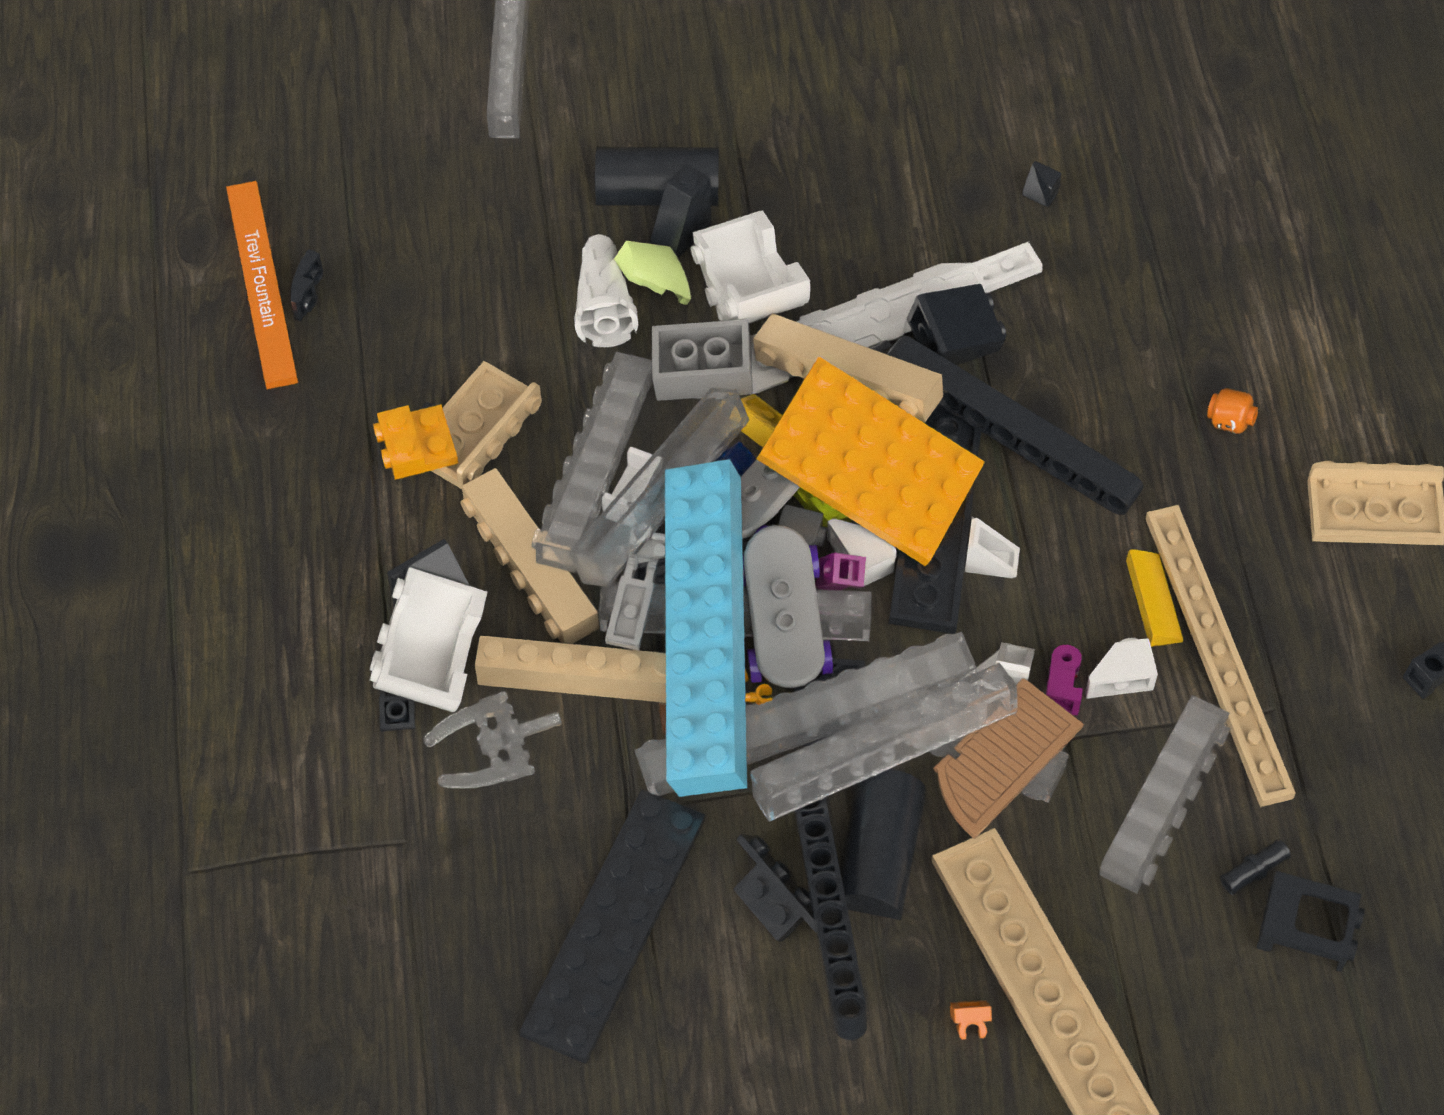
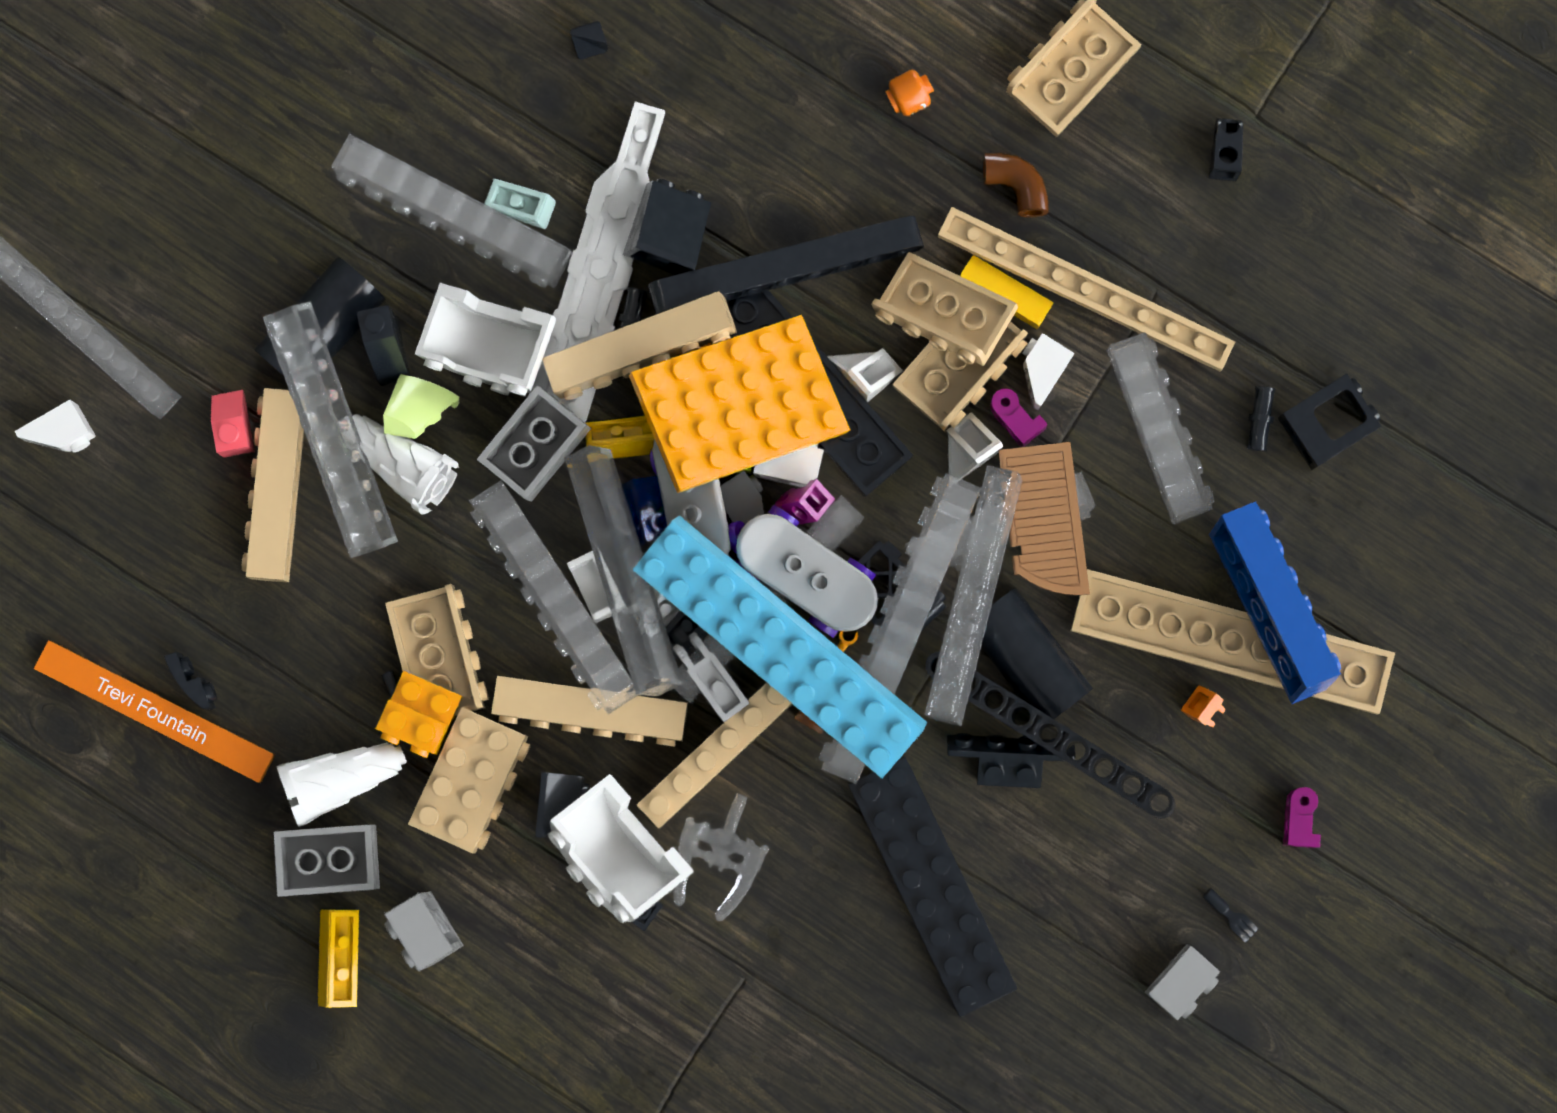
camera: 50 degrees left, 25 degrees up
(169, 538) = (338, 958): none -> yellow slope
(240, 558) = (422, 931): none -> light grey brick
(242, 464) = (326, 860): none -> light grey brick
(310, 423) = (333, 779): none -> white cone
(394, 516) = (469, 781): none -> tan bracket
(422, 78) = (60, 429): none -> white slope
(507, 232) = (275, 488): none -> tan brick
(525, 176) = (231, 424): none -> coral slope
(581, 224) = (330, 429): none -> clear brick
(825, 194) = (452, 211): none -> clear brick
(877, 234) = (521, 203): none -> light aqua slope
(1065, 606) = (945, 384): none -> tan bracket
(1093, 556) = (945, 309): none -> tan bracket
(1113, 986) = (1275, 602): none -> blue brick
(1252, 533) = (1022, 178): none -> reddish brown cylinder

